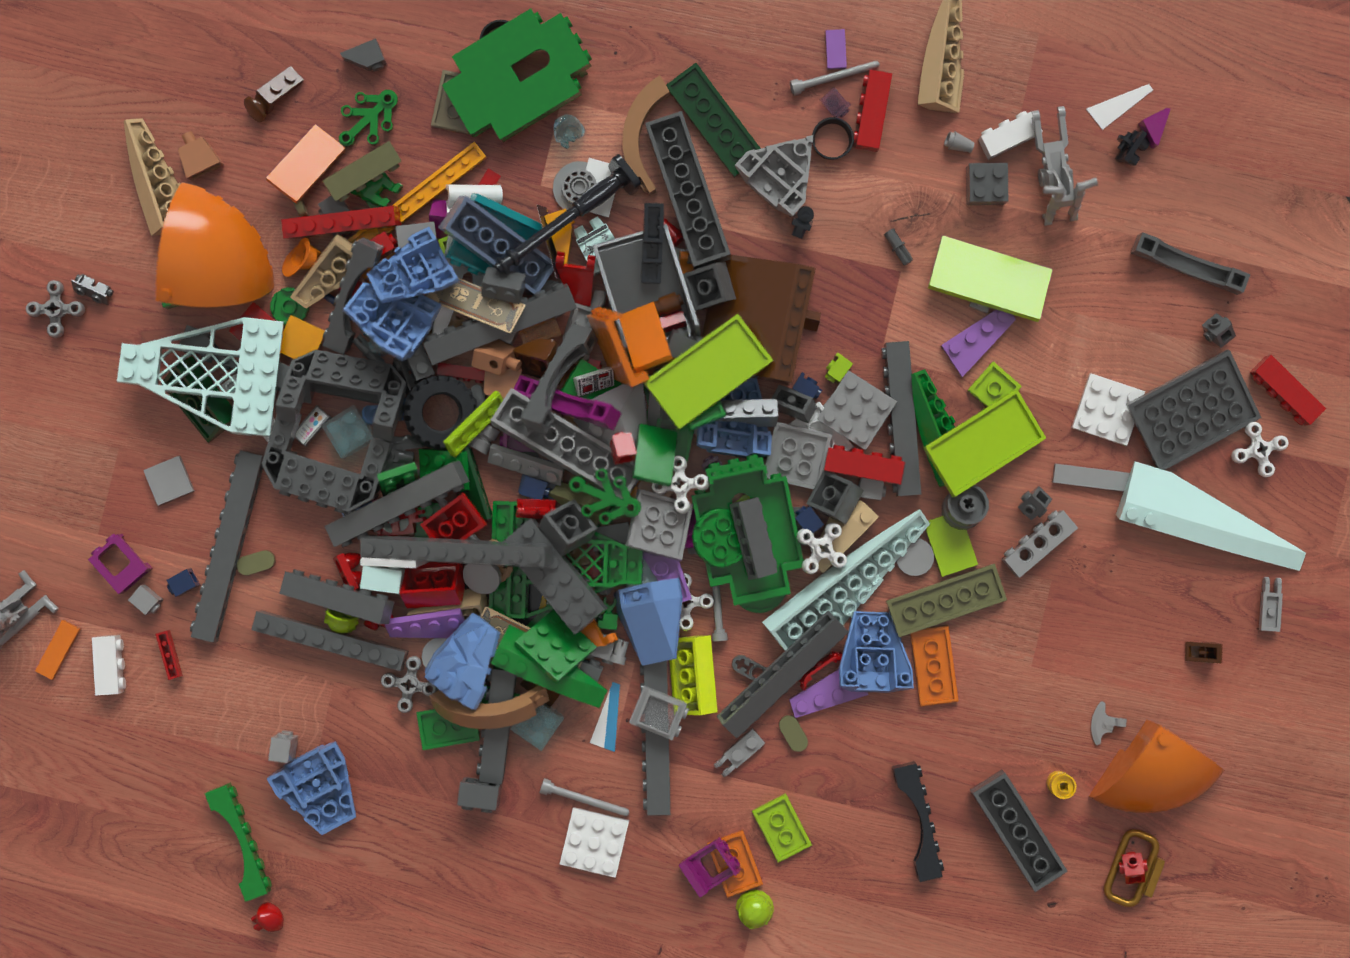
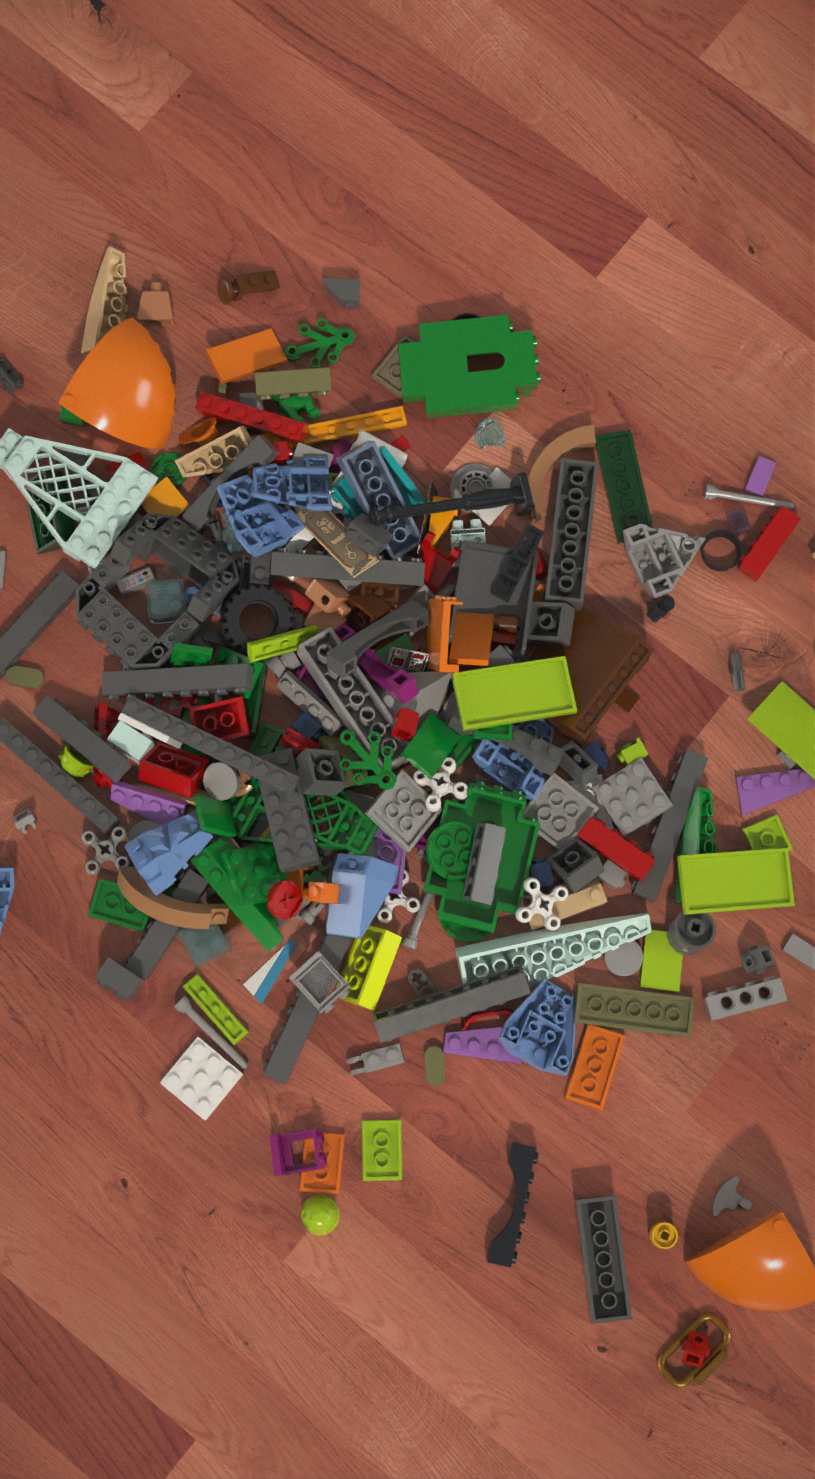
camera: 20 degrees right, 10 degrees down
(321, 692) = (24, 818): none -> light grey tile
(492, 612) = (215, 816): none -> green tile
(576, 776) = (215, 1009): none -> lime tile
(591, 656) = (284, 899): none -> red tile
(622, 633) = (323, 892): none -> orange brick

